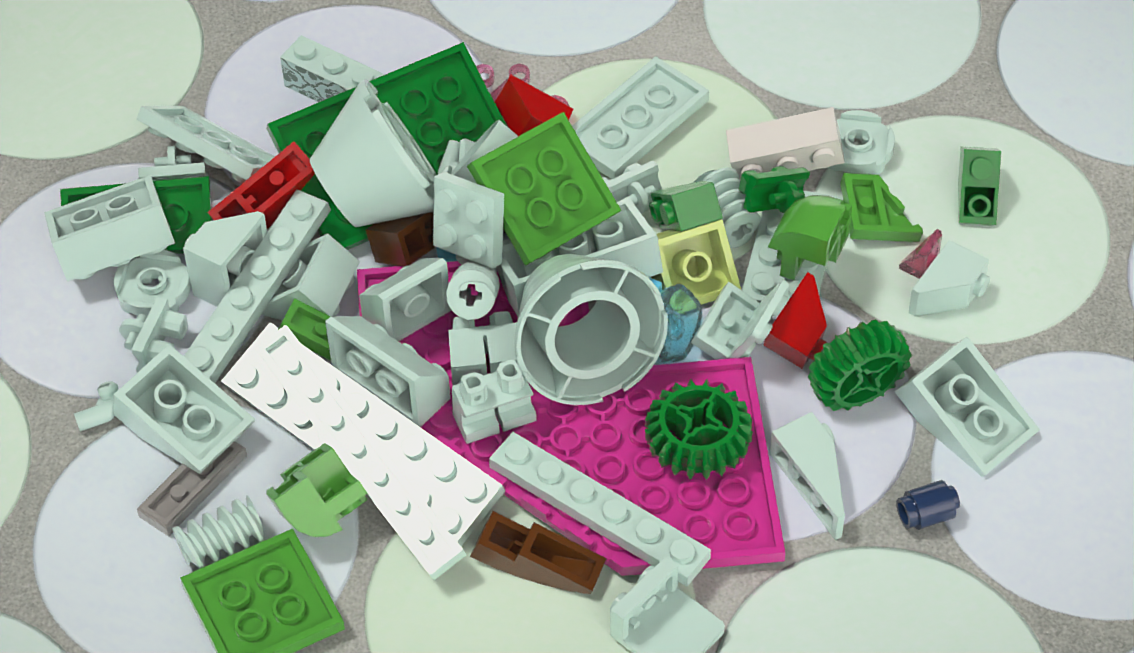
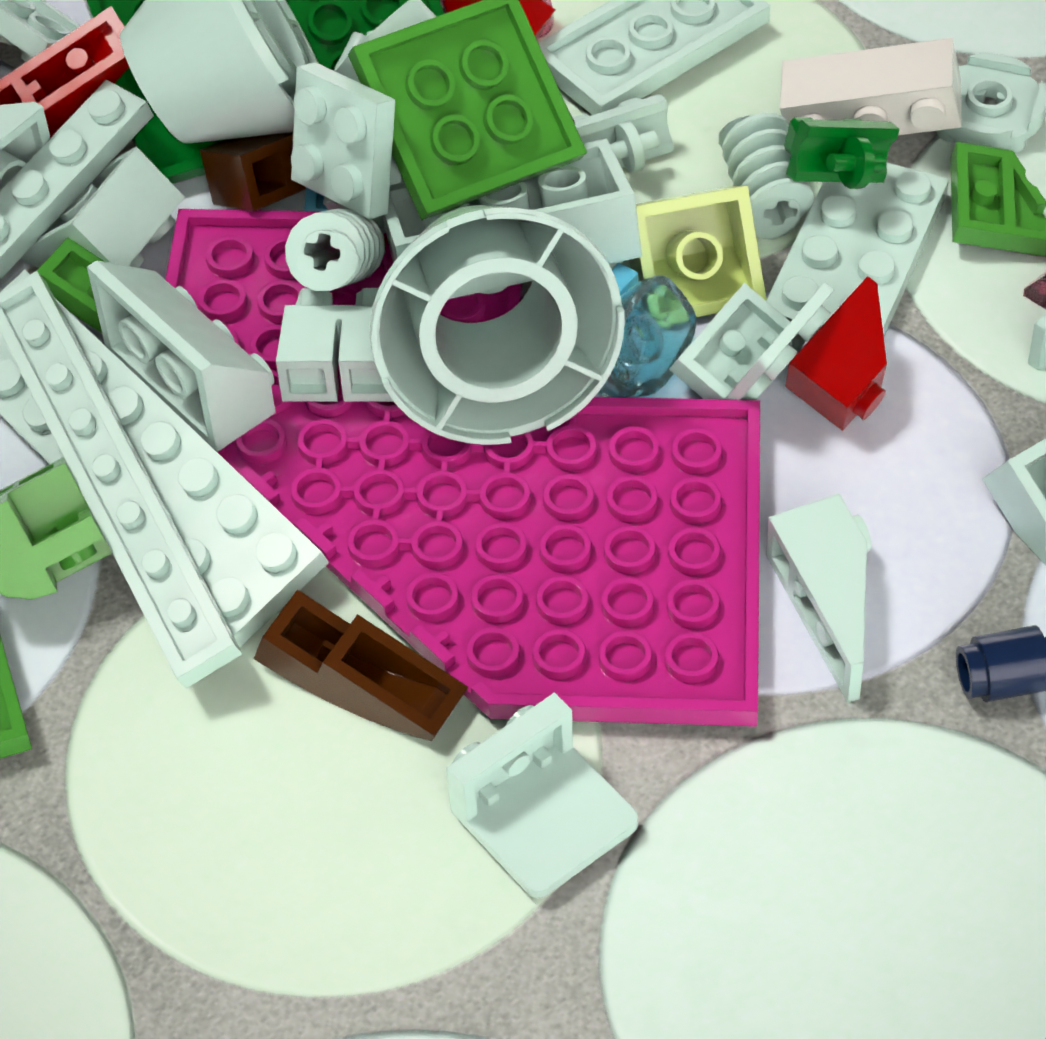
camera: 10 degrees right, 0 degrees up
(408, 298) = (234, 256): light aqua slope -> none
(497, 393) = (310, 408): light aqua hips -> none
(598, 507) = (470, 606): light aqua plate -> none
(685, 206) = (696, 162): slope -> none
(705, 440) = (654, 518): green gear -> none
(811, 231) = (886, 215): bright green brick -> none
(859, 365) = (929, 429): green gear -> none

